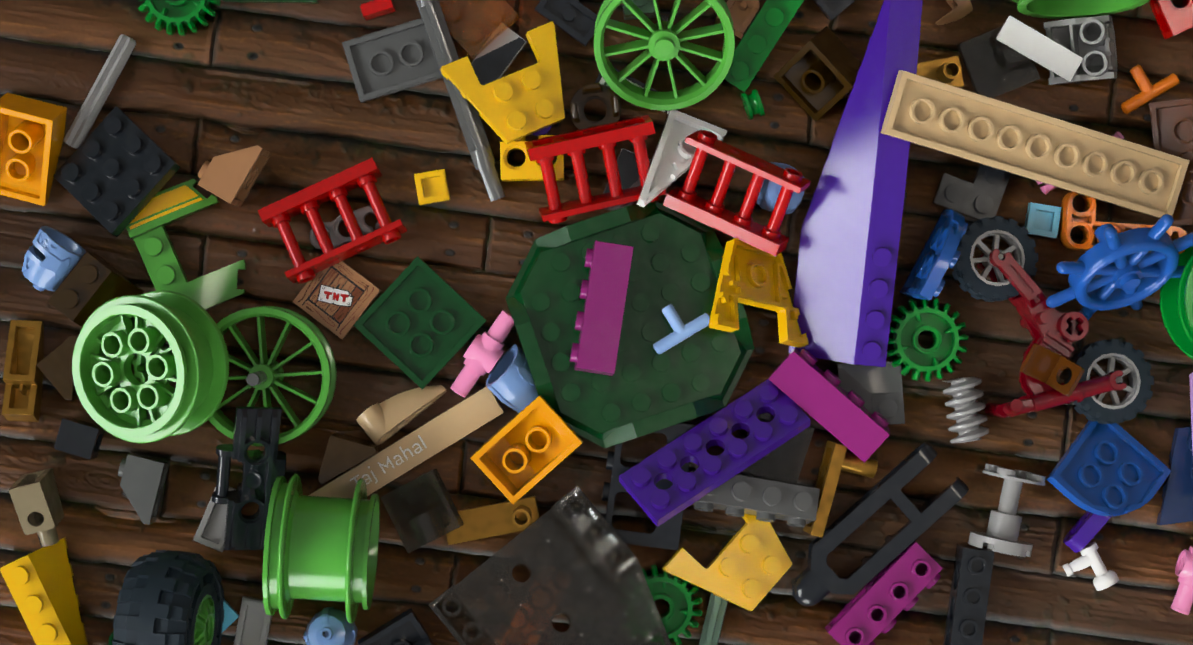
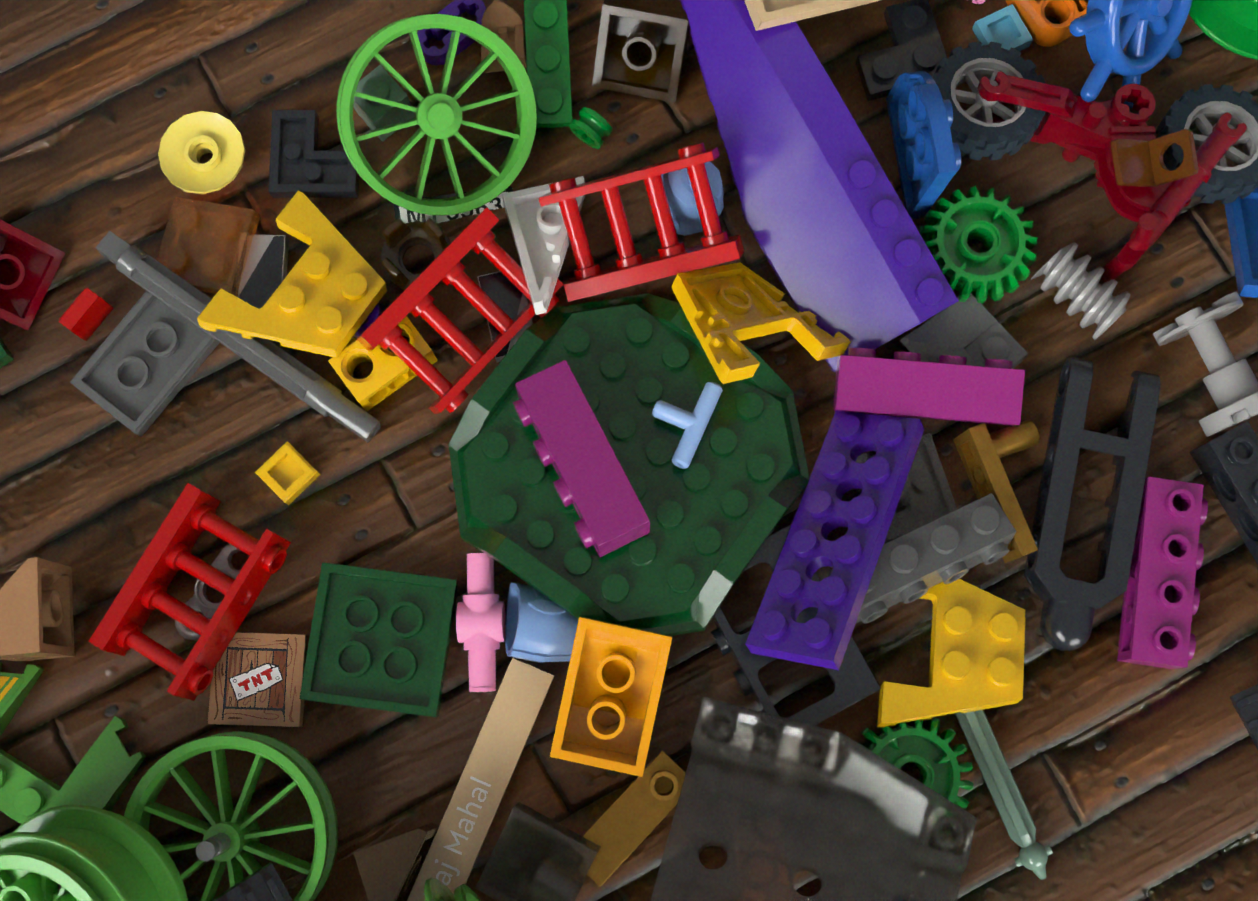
camera: 25 degrees left, 10 degrees down
(391, 415) = (421, 778): tan piece -> none

